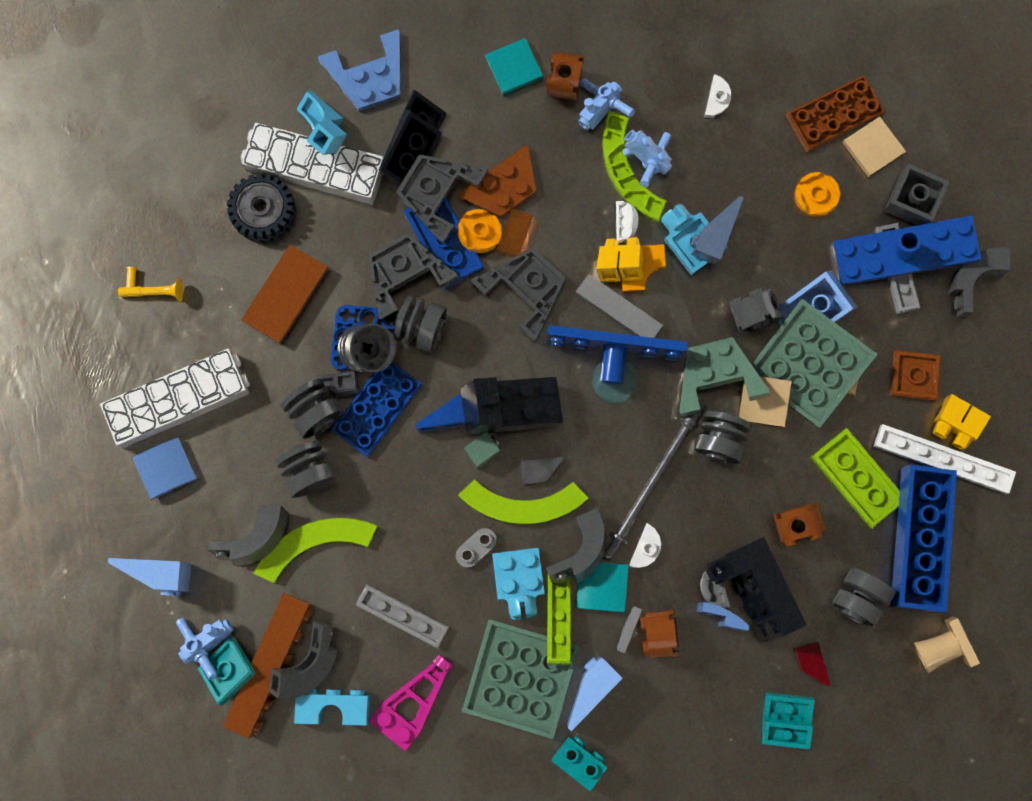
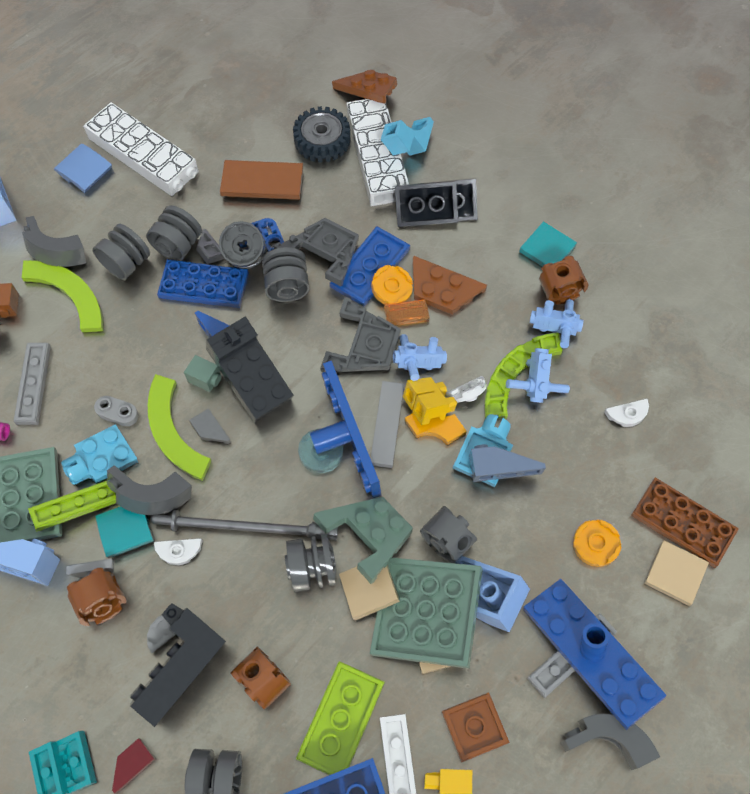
camera: 60 degrees right, 15 degrees down
(131, 291) = (226, 112): yellow piece -> none
(228, 130) = (367, 85): none -> dark orange wing
(370, 82) = (470, 160): medium blue wing -> none
(428, 186) = (405, 229): dark grey wing -> none
(570, 249) = (412, 356): none -> light blue piece
(727, 618) = (136, 651): medium blue slope -> none
(916, 195) = (653, 633): dark grey brick -> none

